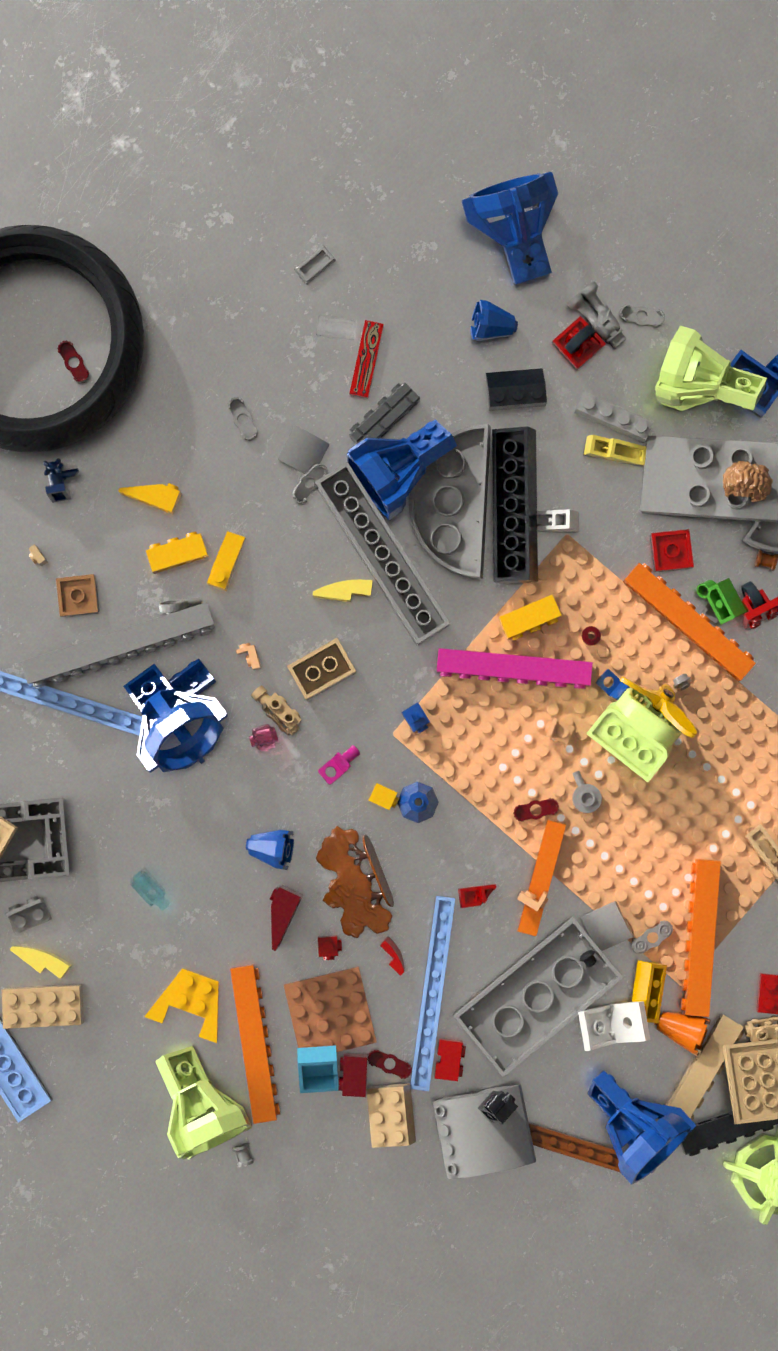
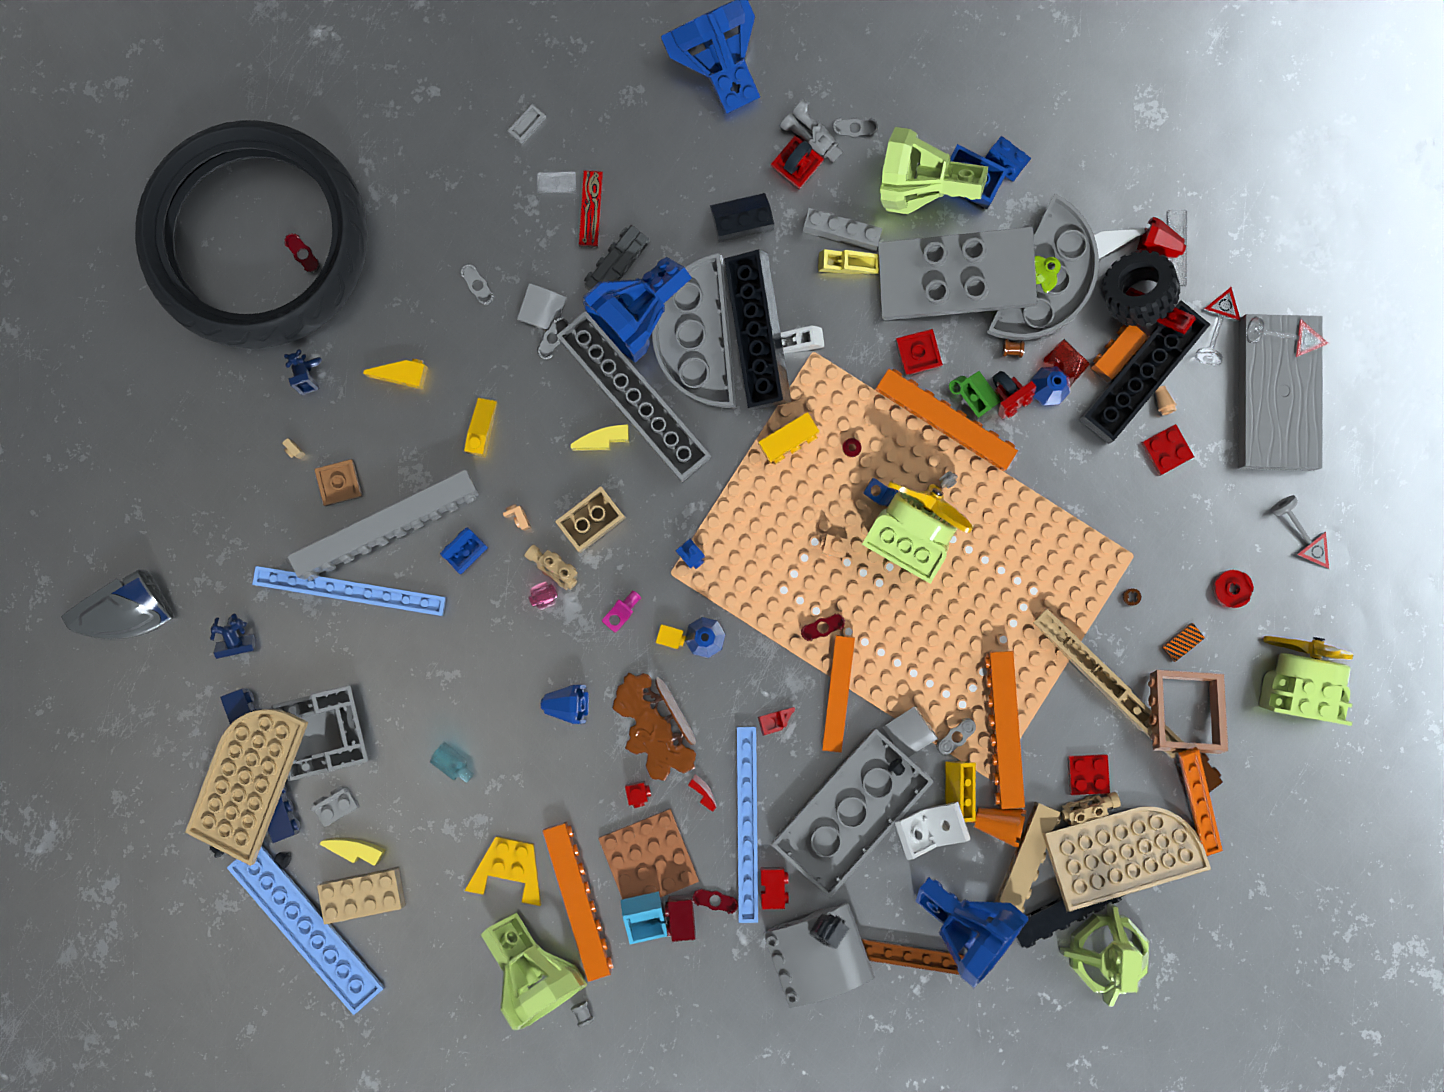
camera: 10 degrees left, 0 degrees up
(165, 713) = (442, 583): blue plate -> none
(176, 552) = (430, 426): yellow brick -> none
(178, 605) = (435, 478): light grey piece -> none
(283, 907) = (585, 765): dark red slope -> none
(391, 1115) = (723, 952): tan brick -> none
(491, 322) = (708, 154): blue cone -> none
(514, 667) = (781, 490): dark pink brick -> none
(529, 899) = (829, 717): light nougat bracket -> none
(586, 796) = (870, 607): light grey piece -> none
(747, 480) = (985, 269): medium nougat hair -> none

